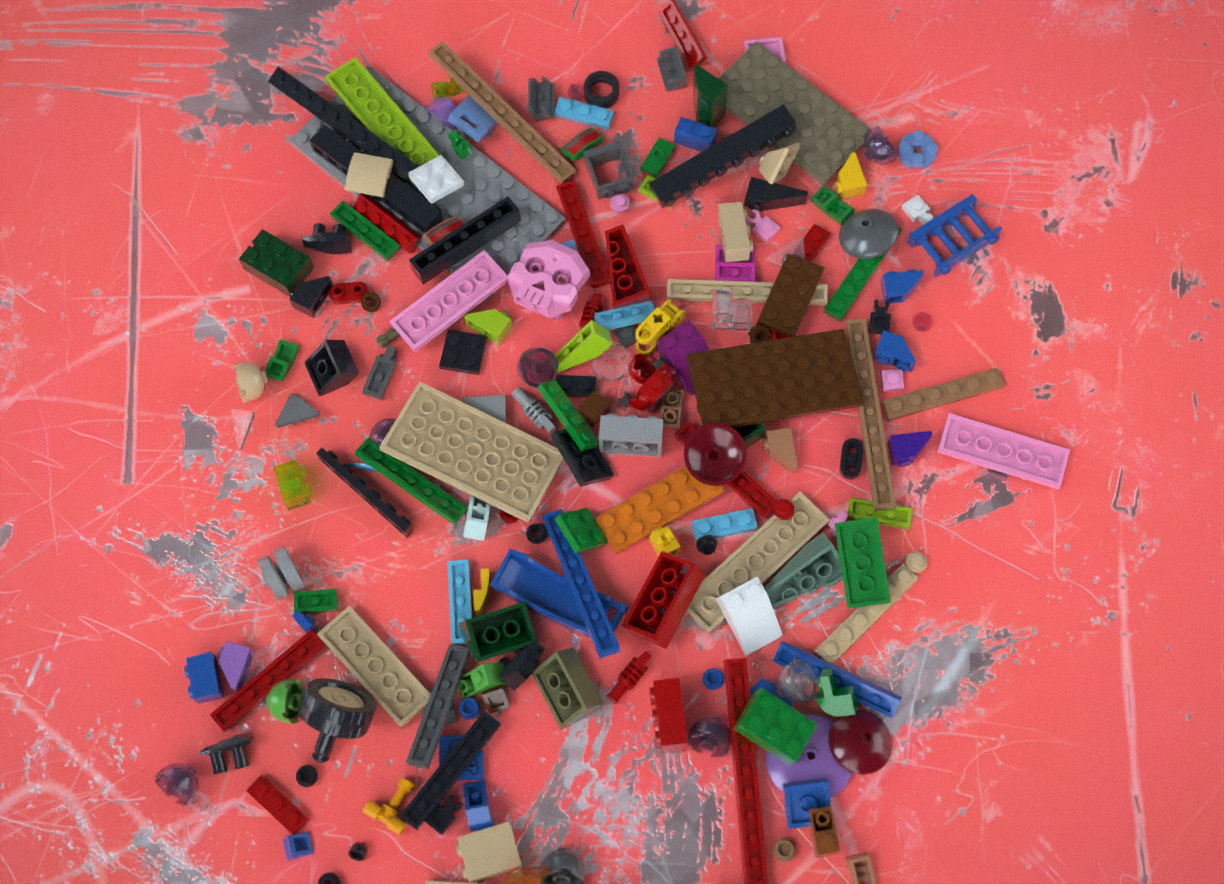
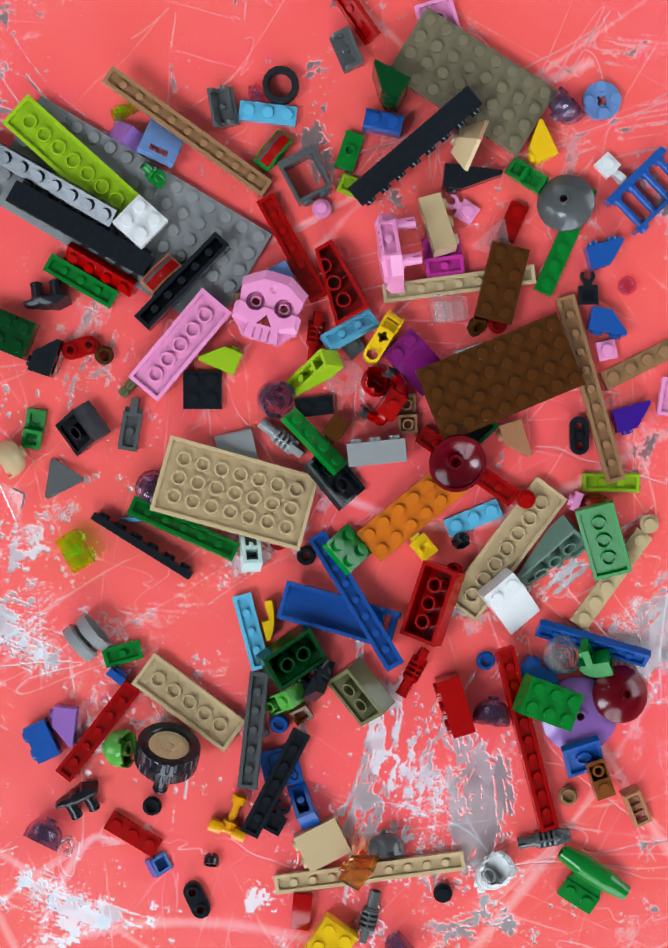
camera: 10 degrees left, 20 degrees up
(368, 174) = (73, 230): tan slope -> none
(682, 241) = (389, 251): none -> bright pink brick

